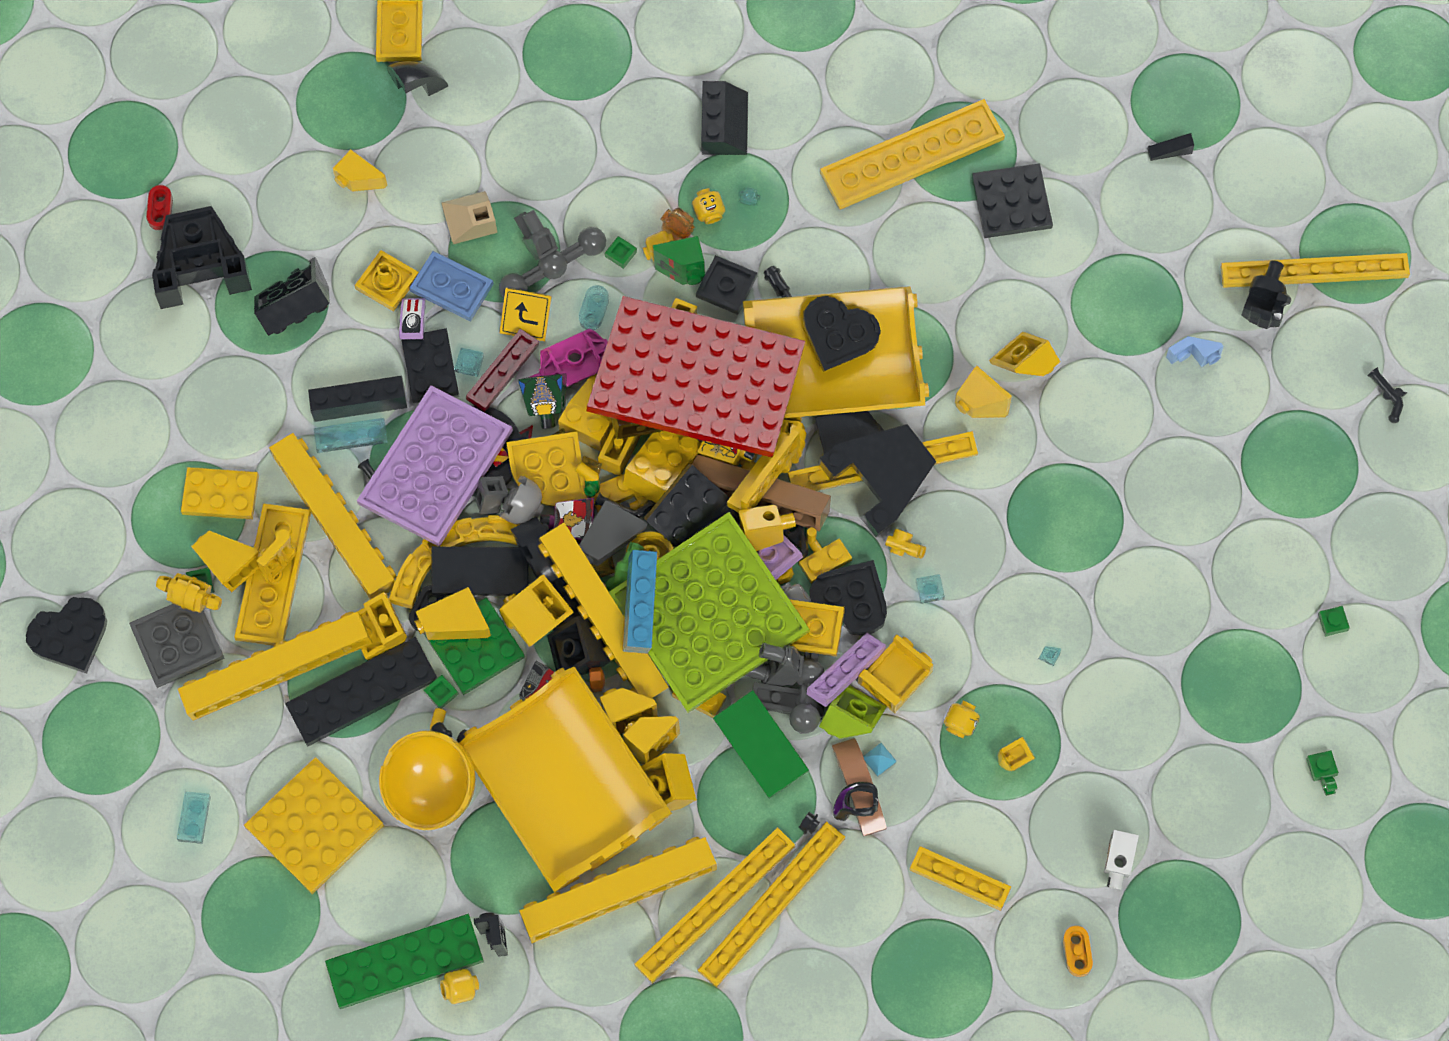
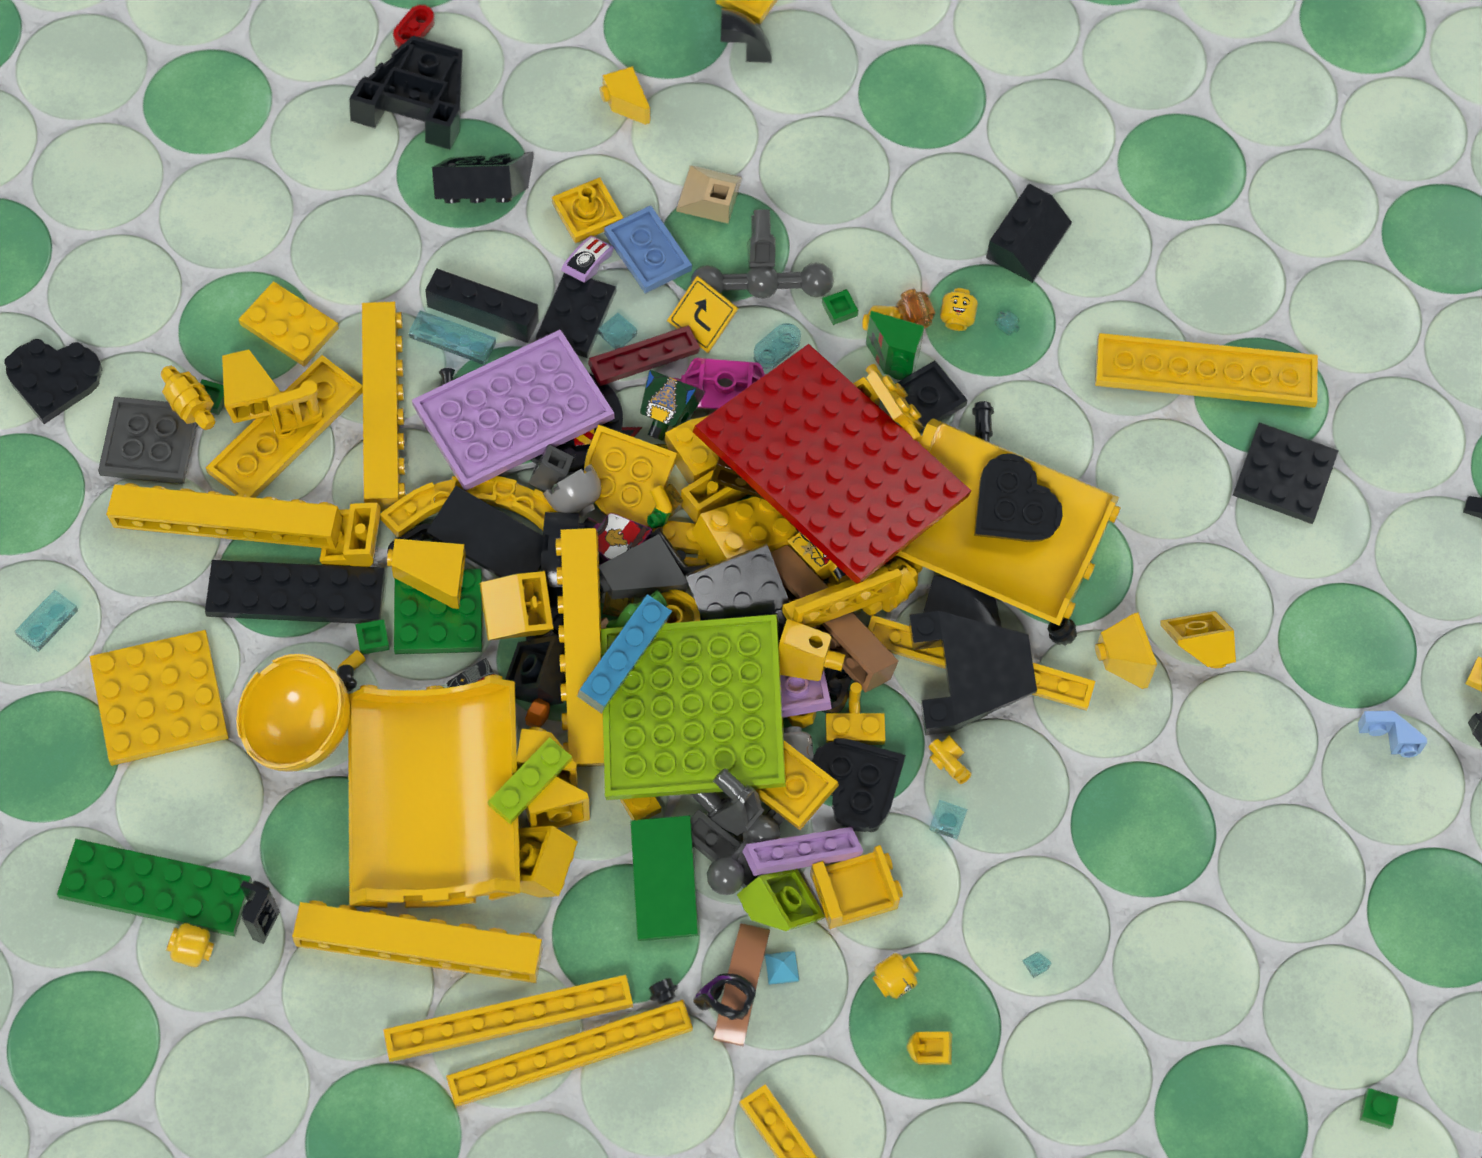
camera: 25 degrees right, 5 degrees down
(630, 730) = (530, 780): none -> lime plate
(704, 300) = (894, 400): none -> yellow plate
(929, 410) = (1063, 633): none -> black plate

